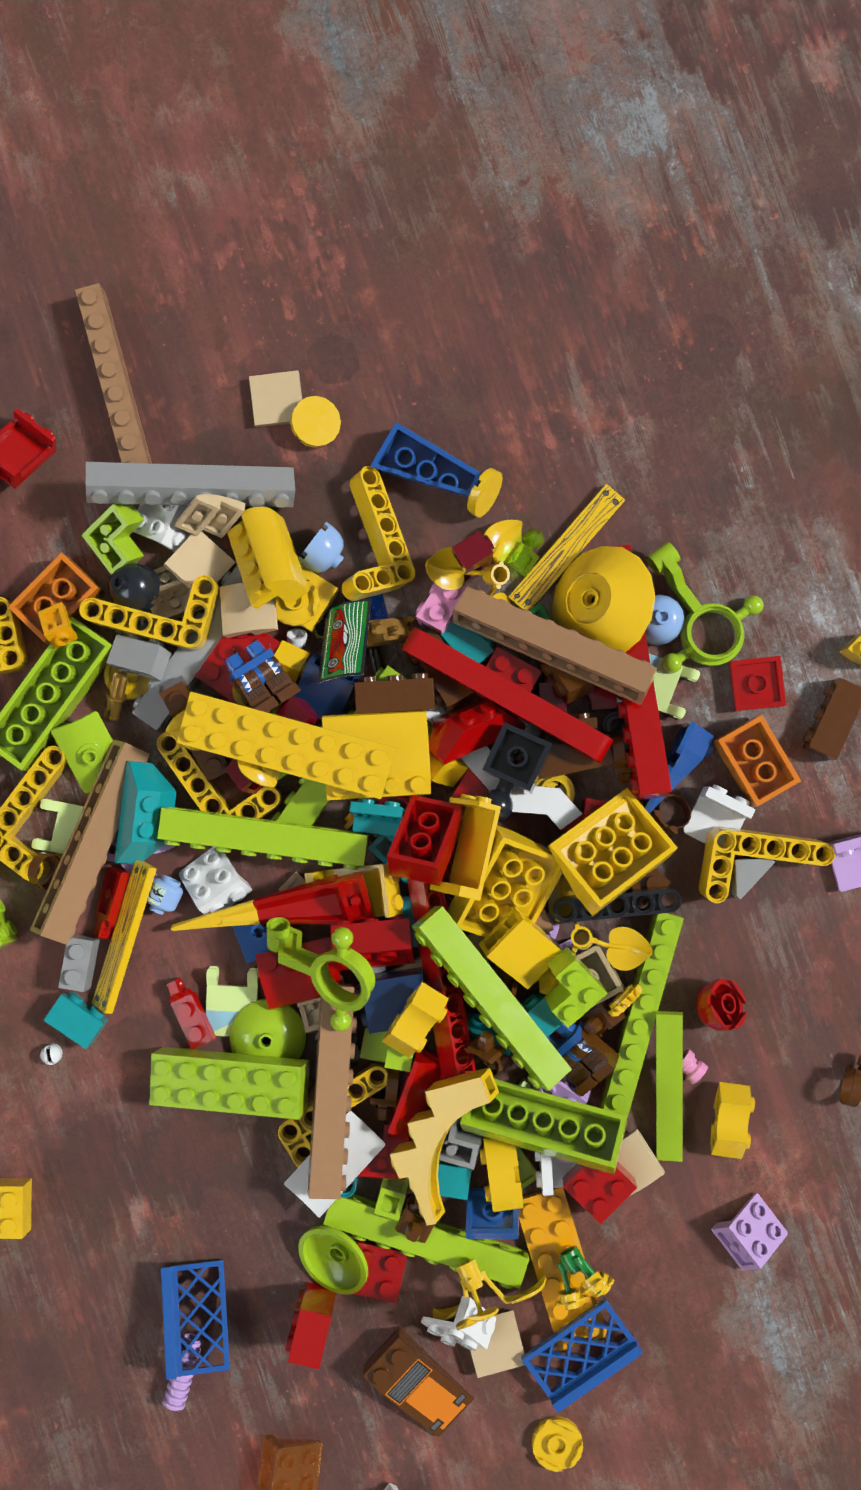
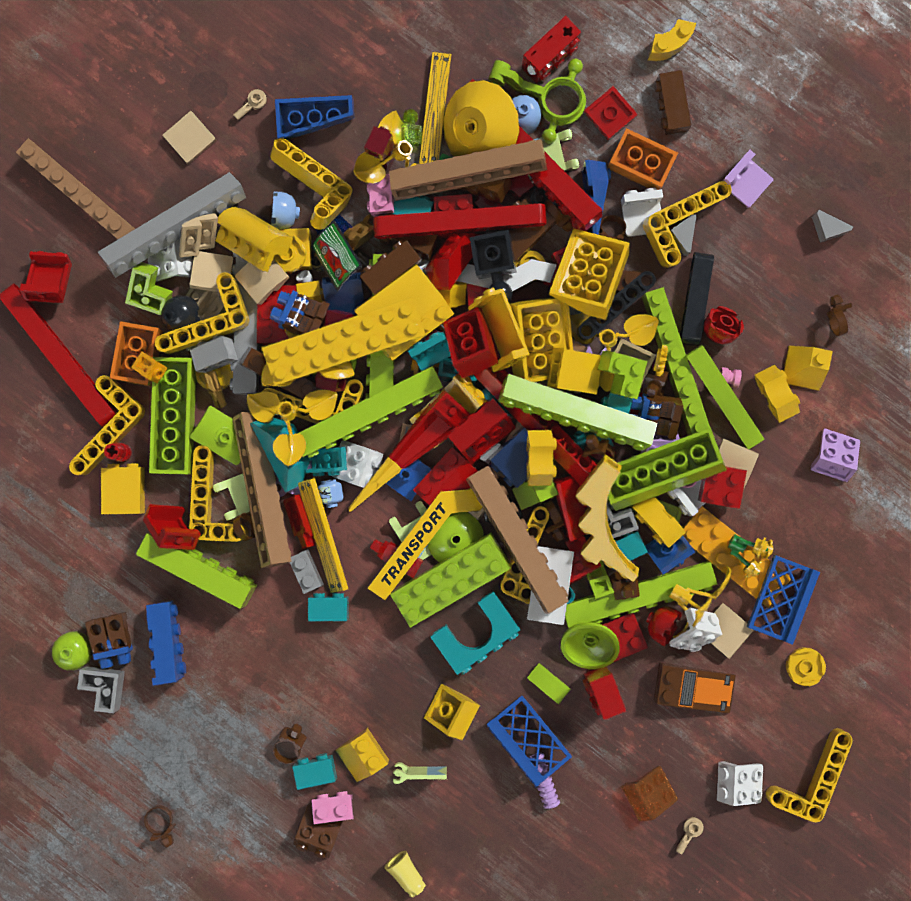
camera: 35 degrees left, 0 degrees up
(51, 1271) = (418, 773): none -> yellowish green flag
(55, 1054) = (330, 639): white hinge -> none
(133, 1226) = (451, 712): none -> yellow slope
(156, 752) = (267, 404): none -> yellow plant
(184, 861) = (330, 460): none -> teal bracket
(186, 1173) = (462, 657): none -> teal arch
(227, 1012) = (419, 537): none -> yellow sticker
(260, 1268) = (548, 683): none -> lime slope
(288, 944) = (429, 467): lime piece -> none
(315, 421) = (223, 135): yellow tile -> none
(377, 406) = (256, 100): none -> tan plate
(430, 1290) = (663, 624): none -> red cylinder
(484, 496) = (361, 107): yellow tile -> none
(712, 954) = (696, 298): none -> black beam
(738, 571) = (551, 50): none -> red piece
(784, 1112) = (807, 366): none -> yellow slope

